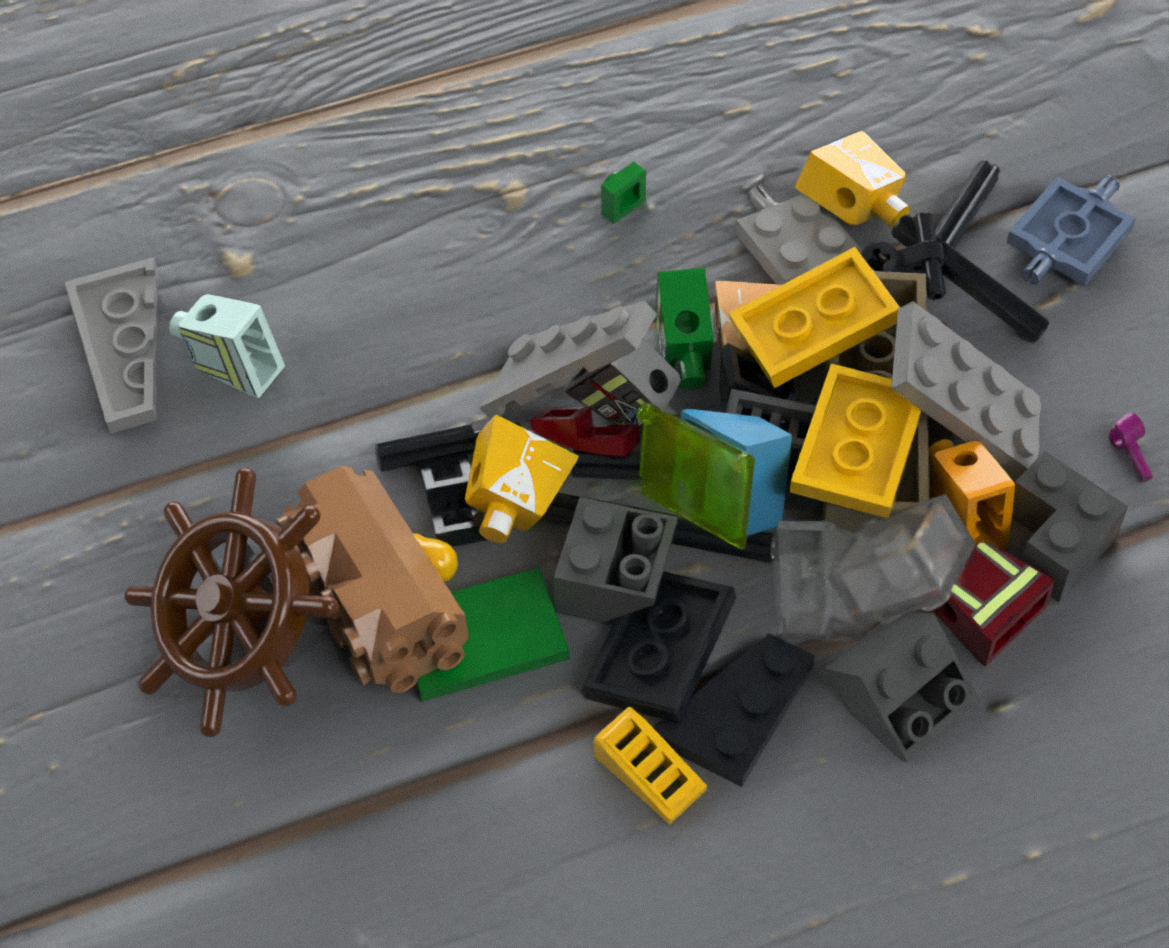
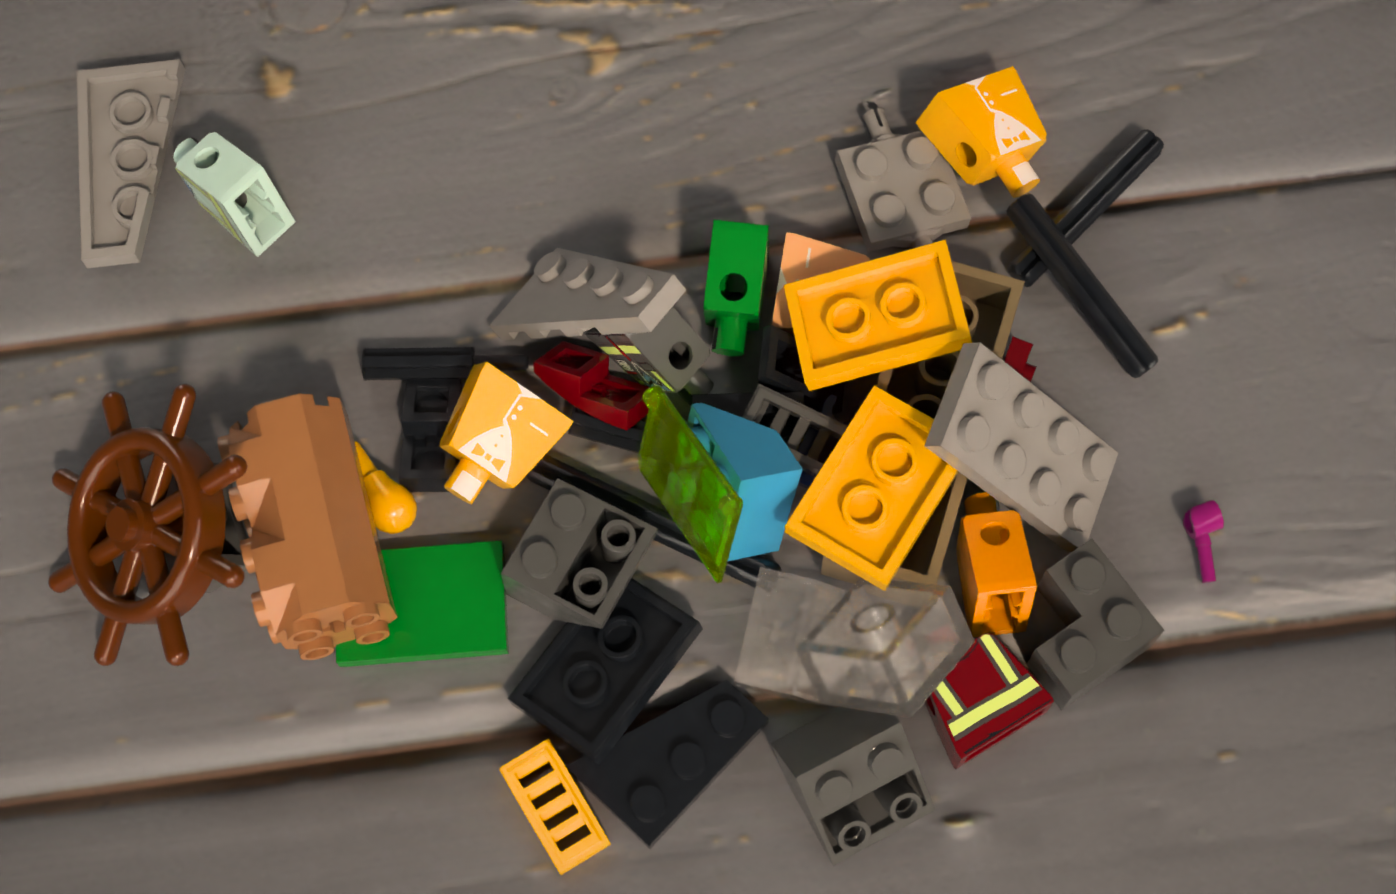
camera: 15 degrees right, 15 degrees up
(623, 192) = (720, 83): green plate -> none
(924, 258) = (986, 250): black piece -> none
(1071, 230) = (1222, 244): sand blue plate -> none

